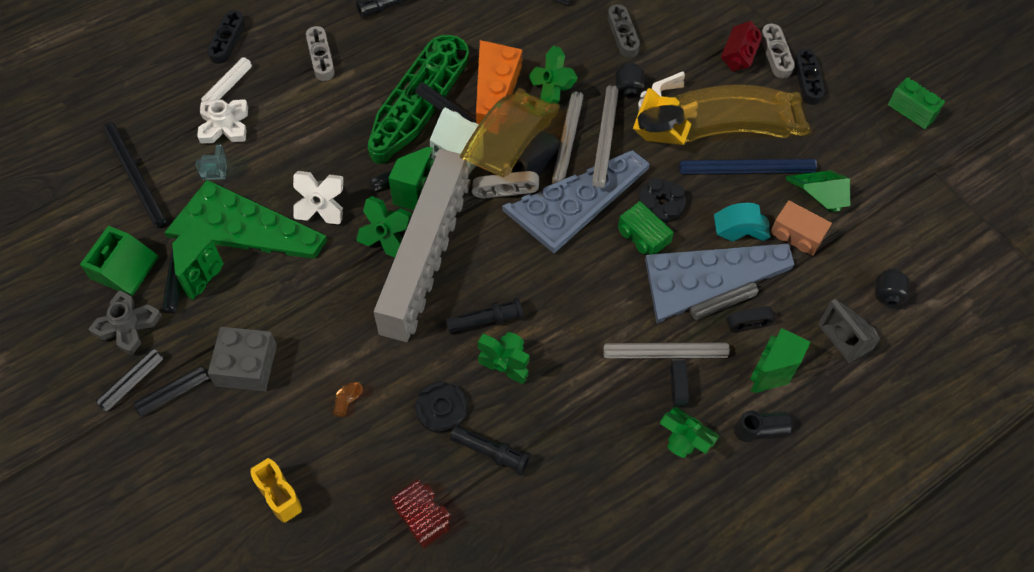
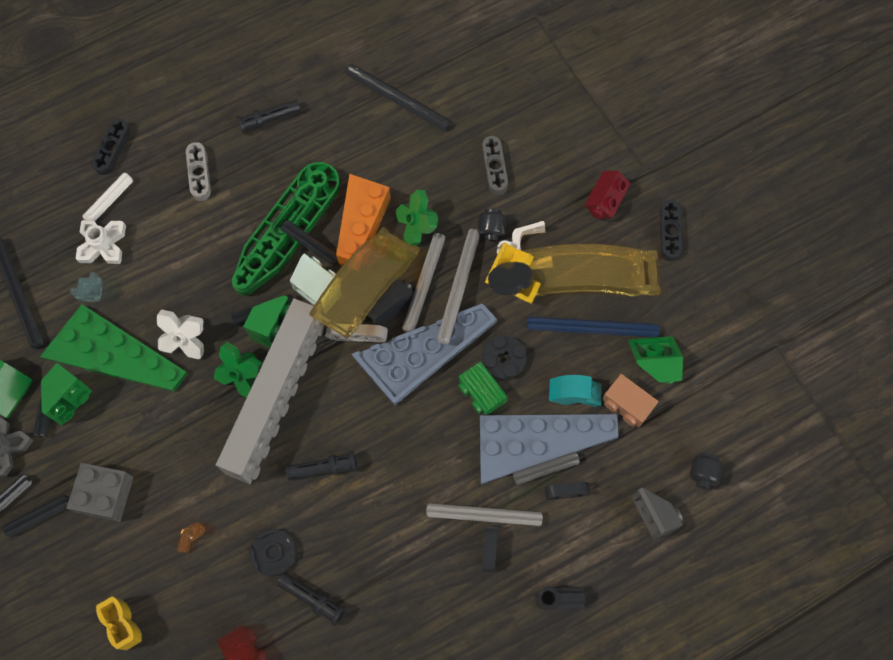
camera: 10 degrees right, 10 degrees up
(504, 355) = (333, 511): green plant -> none
(687, 433) = (488, 602): green plant -> none
(774, 58) = (639, 206): light grey beam -> none
(779, 361) = (585, 540): green slope -> none
(916, 103) = (769, 271): green brick -> none

